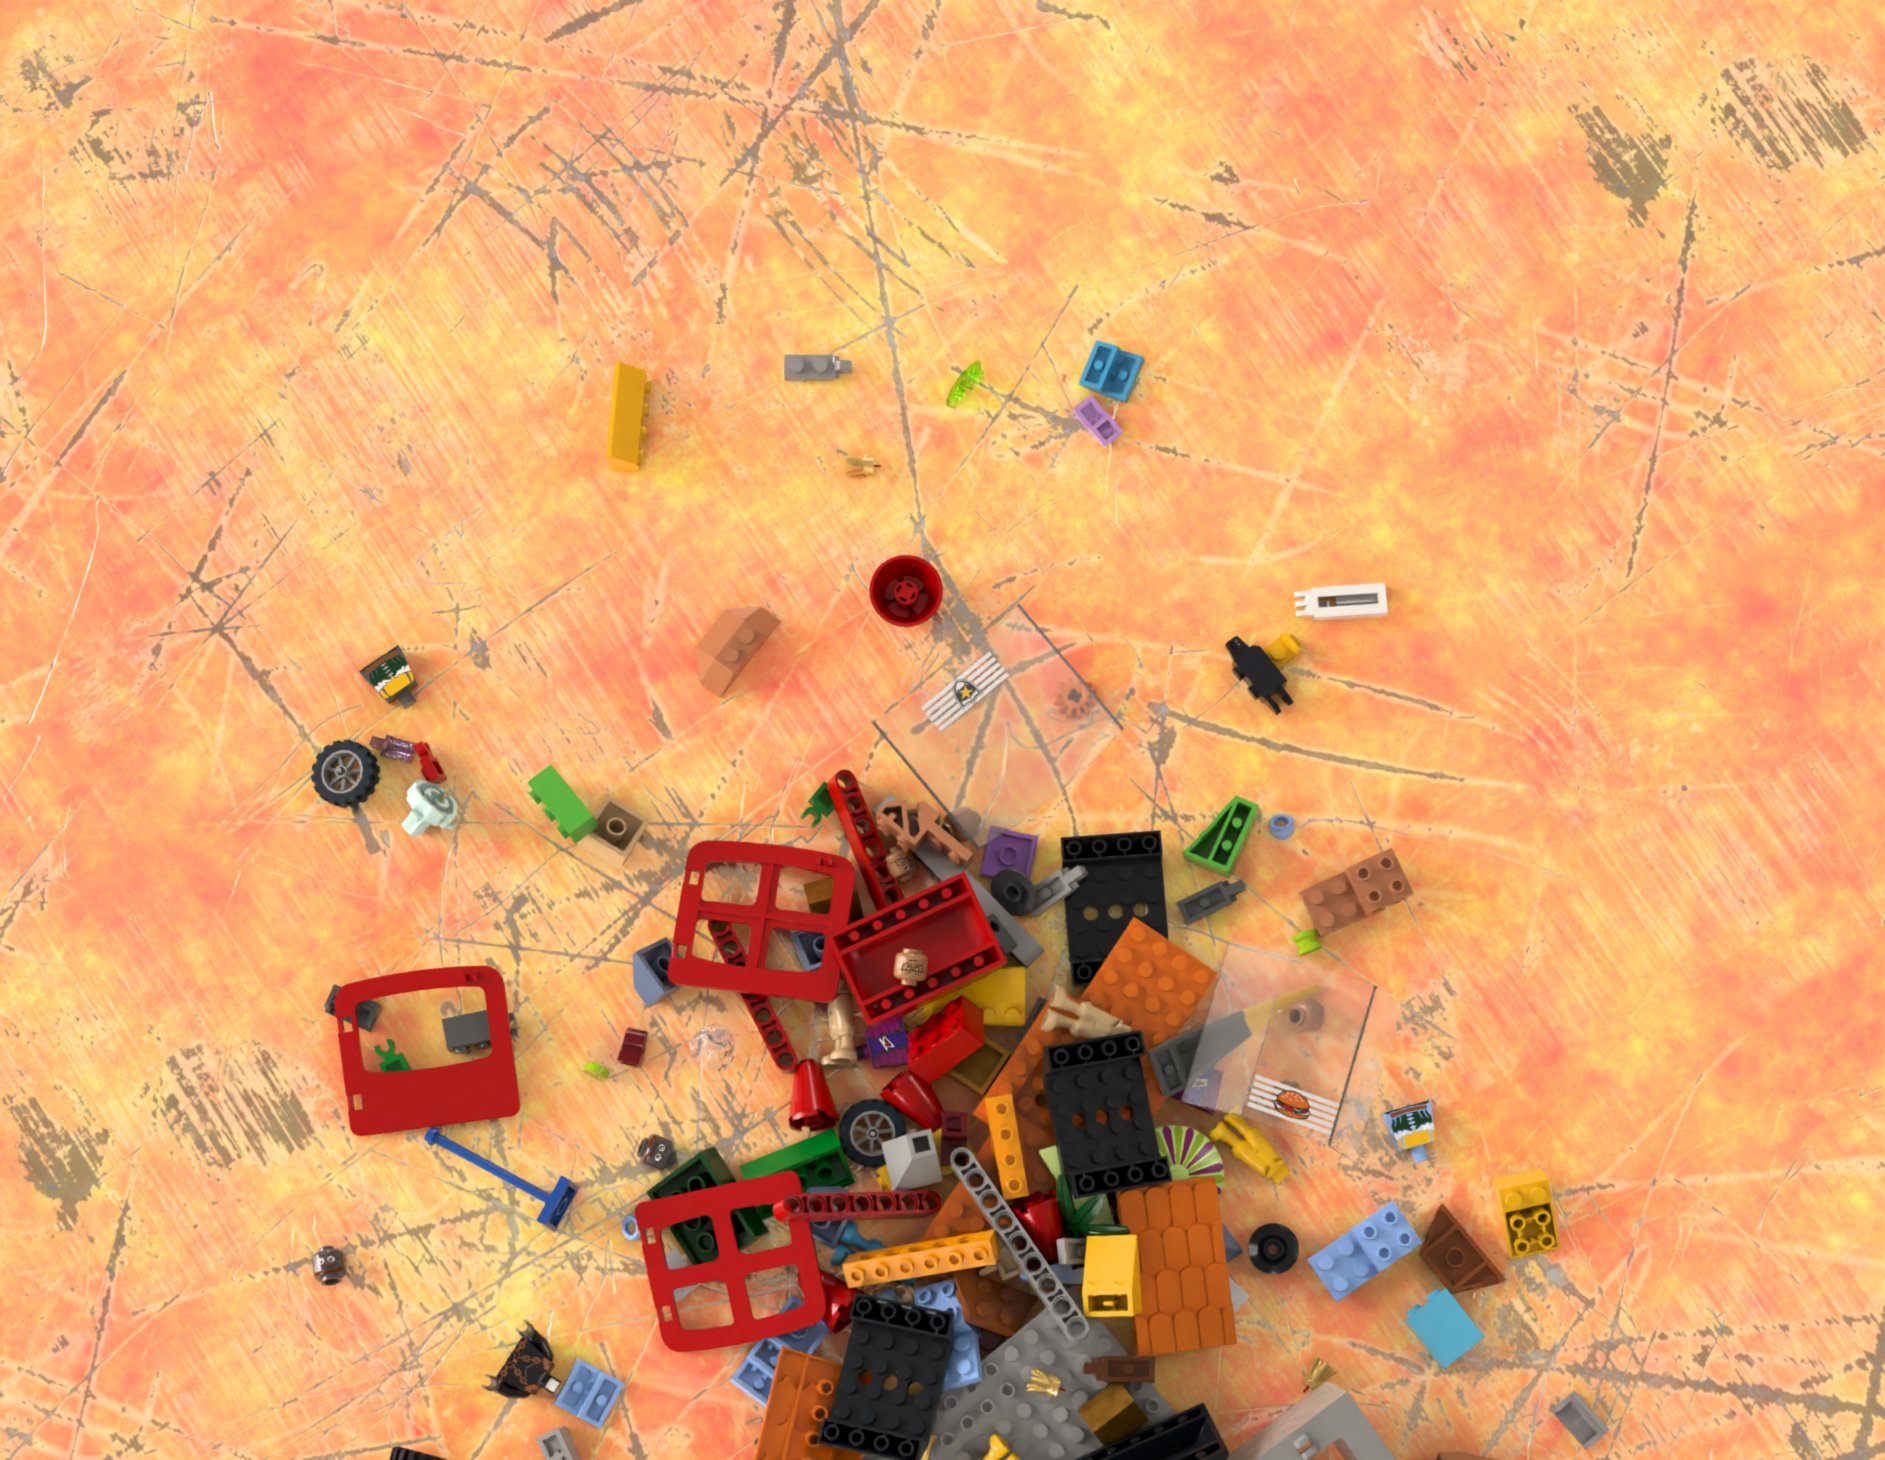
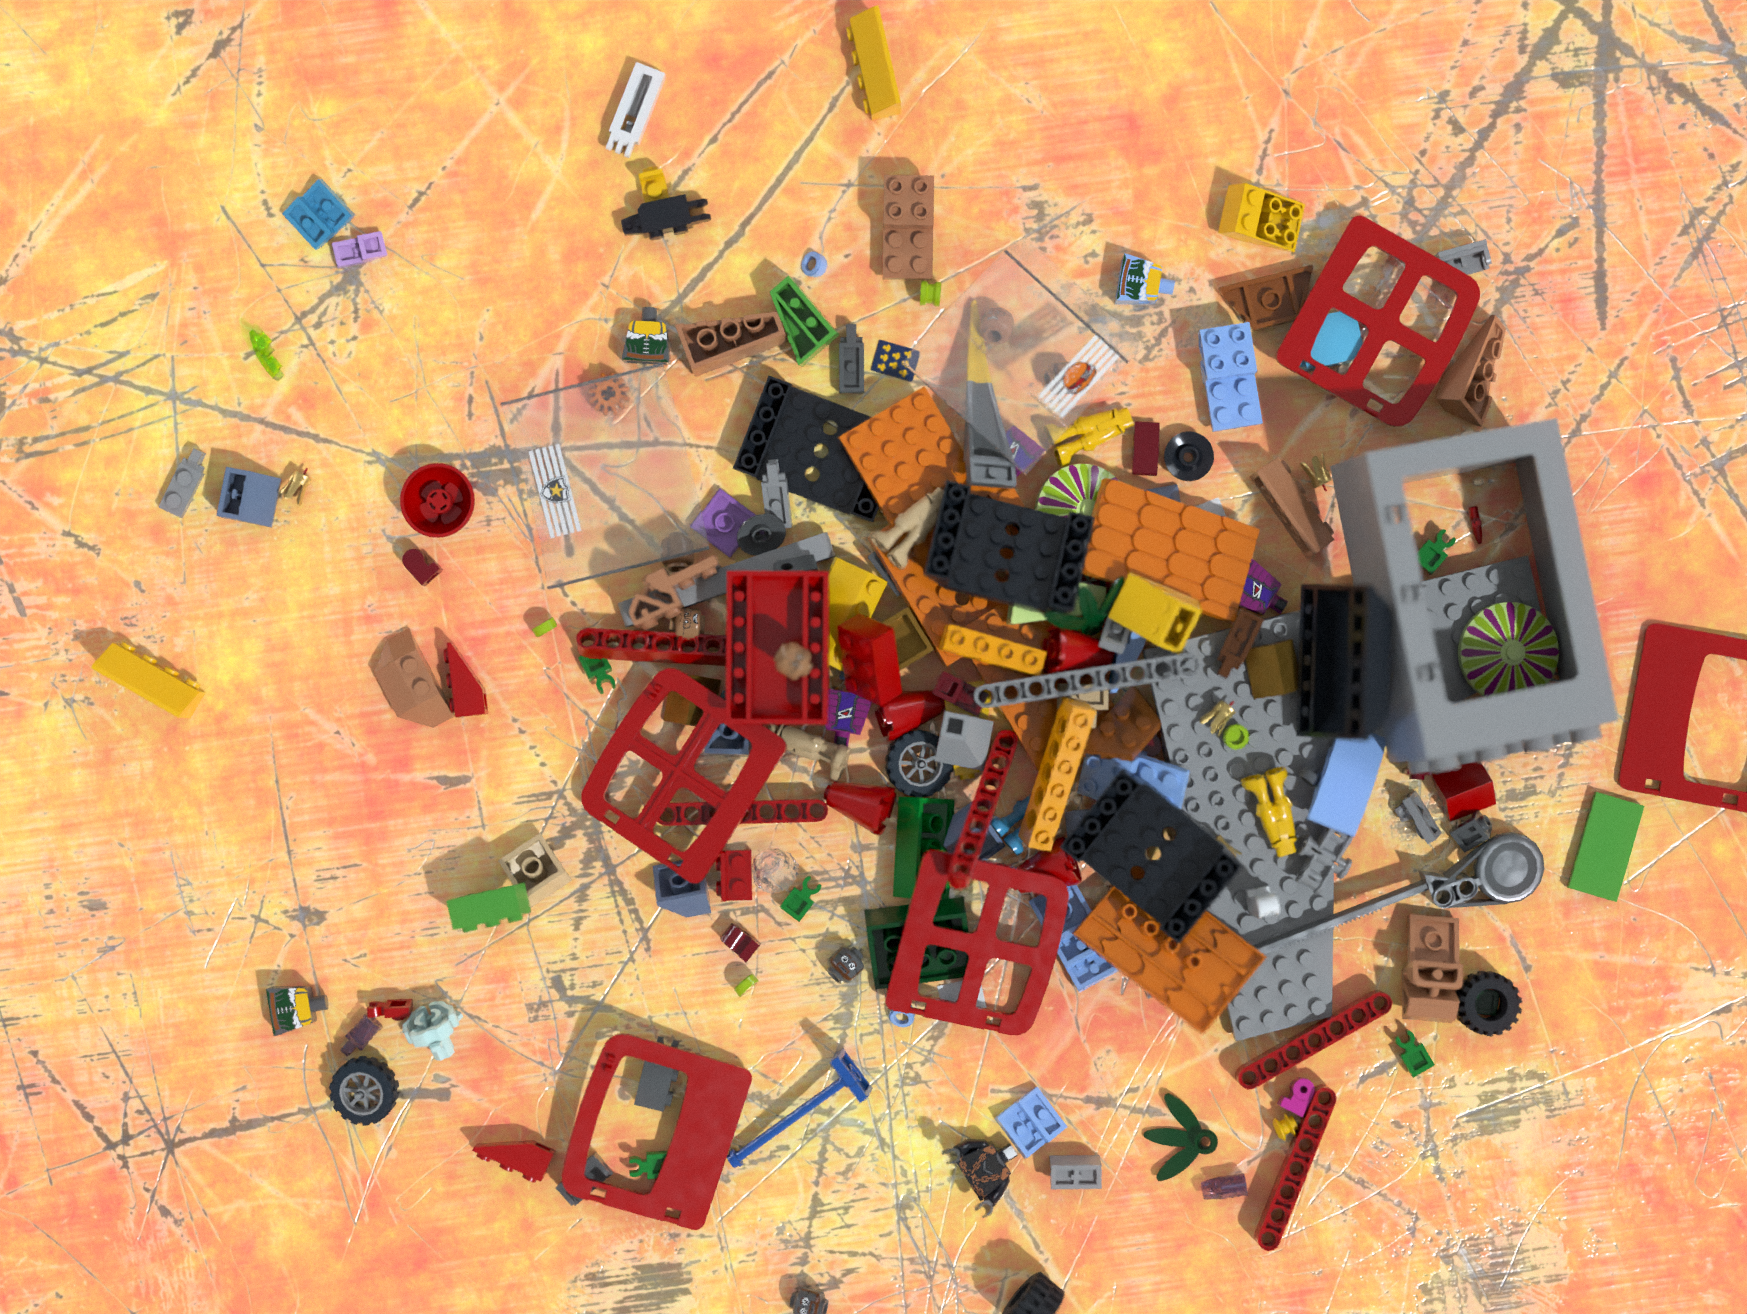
camera: 60 degrees left, 10 degrees up
(350, 949) = (526, 1157): none -> red slope
(692, 1014) = (735, 875): none -> red bracket
(694, 1083) = (798, 901): none -> green plate
(747, 698) = (467, 690): none -> red slope
(830, 427) = (249, 497): none -> sand blue slope
(837, 739) = (544, 627): none -> lime tile
(838, 604) = (416, 563): none -> dark red leg
(1034, 1409) = (1235, 736): none -> lime tile
(1139, 709) = (647, 340): none -> torso
(1175, 780) = (729, 340): none -> nougat wedge
(1180, 1372) = (1261, 591): none -> torso
(1228, 931) = (889, 360): none -> dark blue sticker
(1261, 1206) = (1145, 448): none -> dark red slope
(1272, 1367) = (1292, 507): none -> nougat slope
(1482, 1368) = (1381, 323): none -> red window
(1489, 794) = (875, 64): none -> yellow slope

